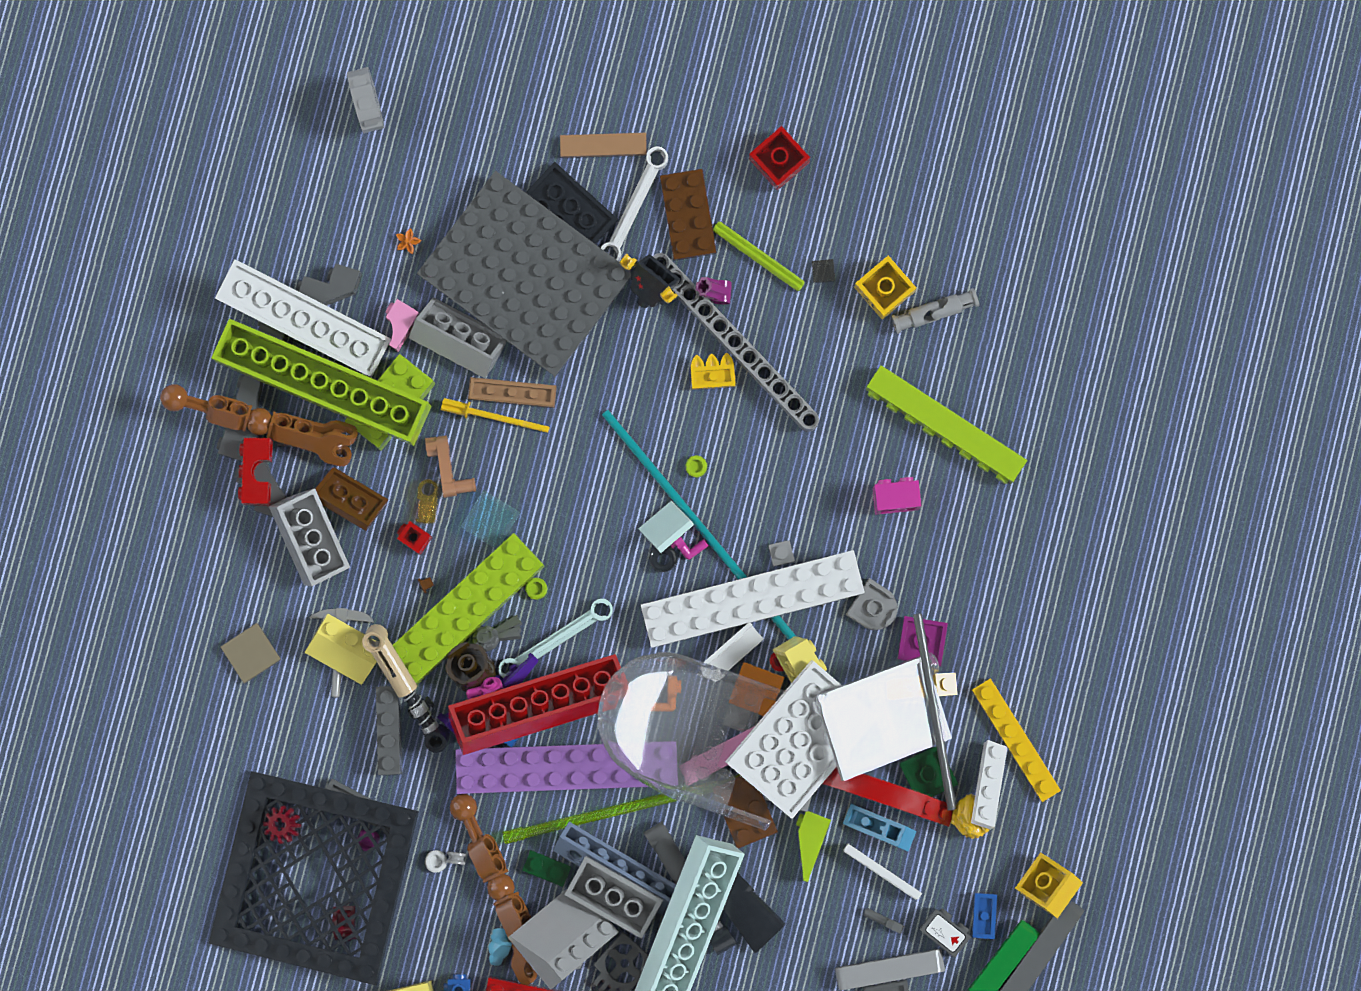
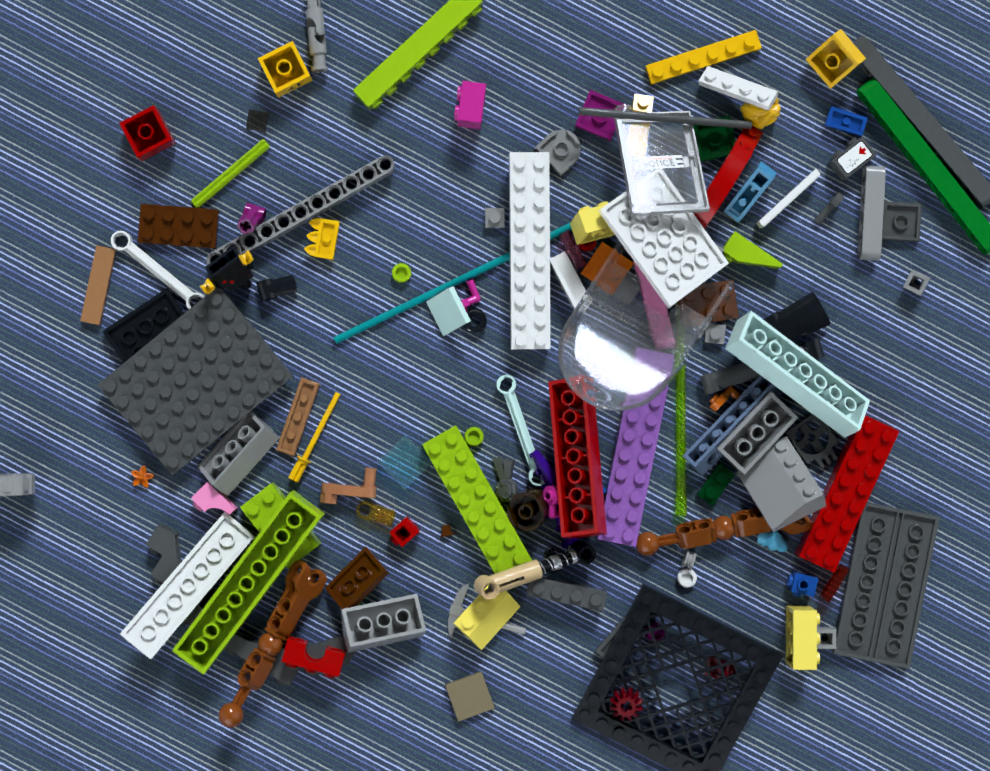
camera: 80 degrees left, 5 degrees up
(640, 848) = (718, 400): none -> orange plate
(644, 330) = (270, 288): none -> black piece
(713, 826) = (715, 334): none -> light grey plate
(766, 647) = (573, 250): none -> clear pink pin

